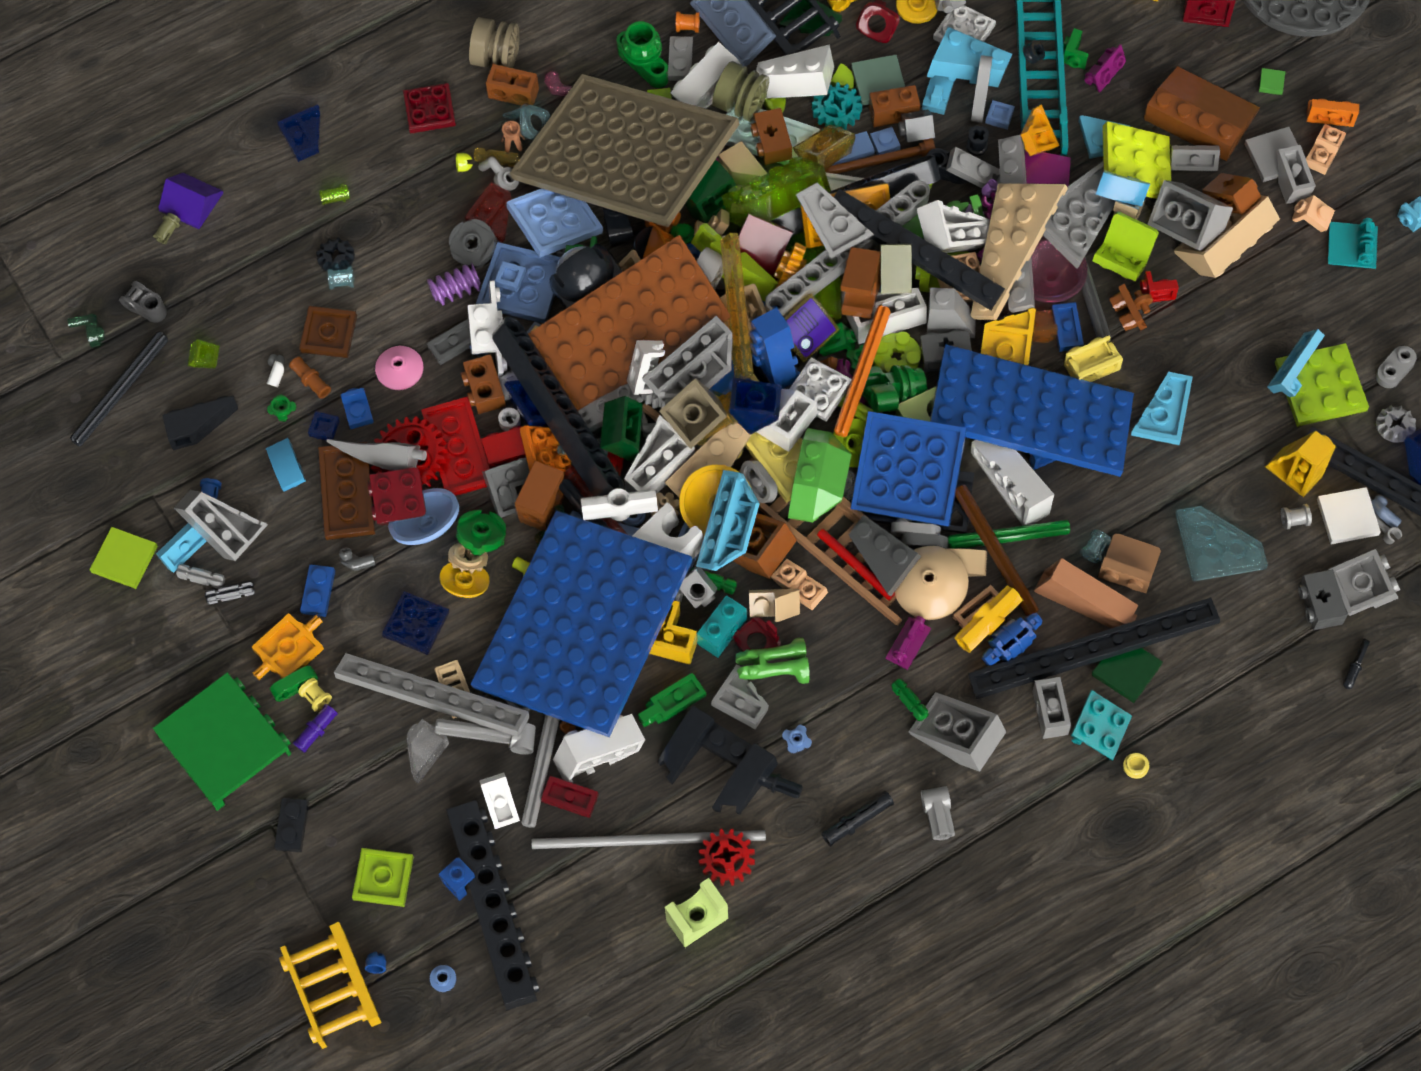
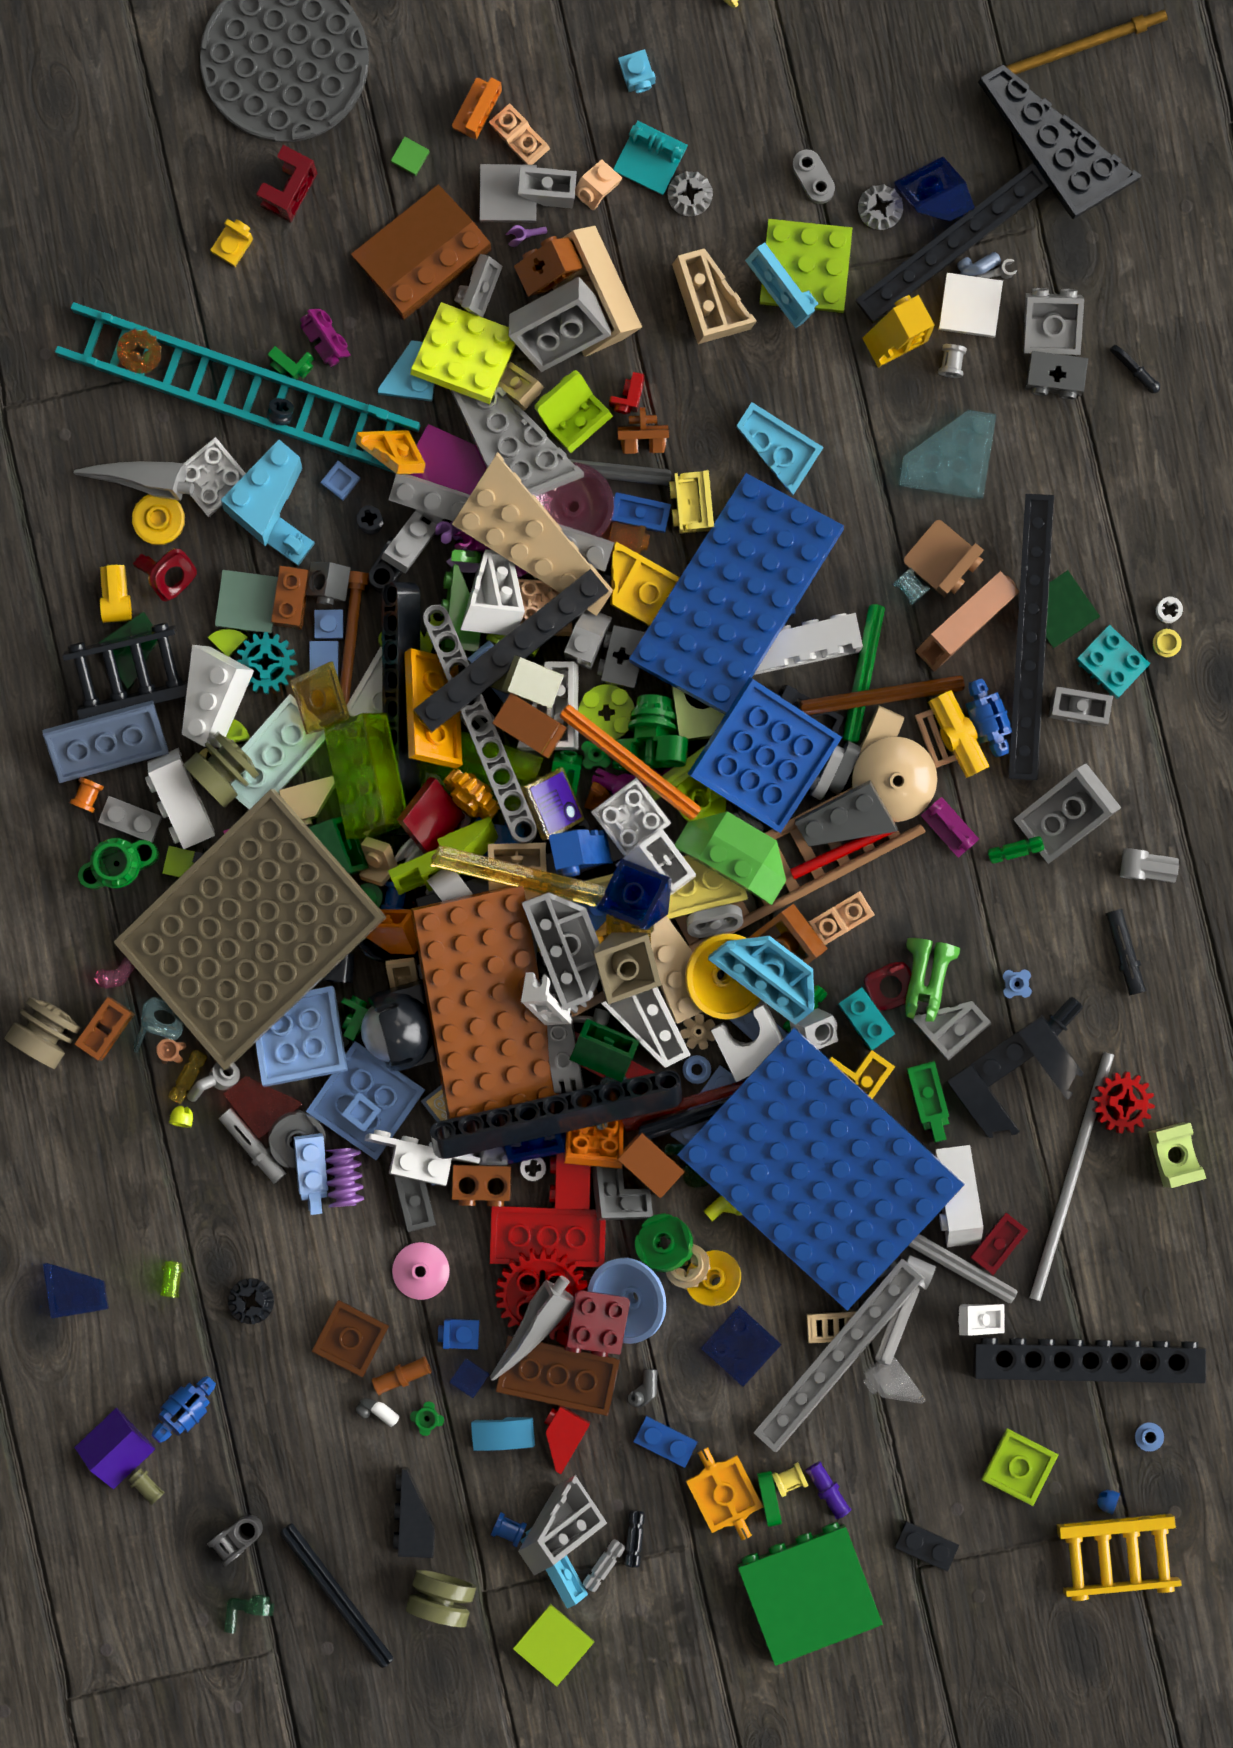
camera: 75 degrees left, 20 degrees up
(136, 455) = (441, 1598): none -> olive wheel
(203, 354) = (326, 1488): clear neon green slope -> none
(234, 231) = (176, 1404): none -> blue piece
(297, 509) = (564, 1434): none -> red slope
(341, 278) = (286, 1304): clear light blue bush -> none
(429, 108) = (90, 1134): dark red tile -> none
(453, 257) = (311, 1170): none -> light blue hinge
(456, 877) = (1052, 1390): blue bracket -> none
(457, 216) = (259, 1154): none -> light grey pin
(609, 506) = (700, 1064): white piece -> none
(772, 136) = (303, 747): dark orange brick -> none
(774, 602) = (858, 949): tan slope -> none
(831, 221) = (453, 733): light grey wing -> none
(981, 89) = (312, 491): light grey beam -> none
(1122, 189) = (509, 383): slope -> none
(1162, 750) = (1168, 618): none -> white bush
(1249, 173) = (522, 233): none -> medium lavender hand
(1258, 318) = (709, 299): none -> tan wedge
(1338, 291) = (681, 203): none -> light grey gear

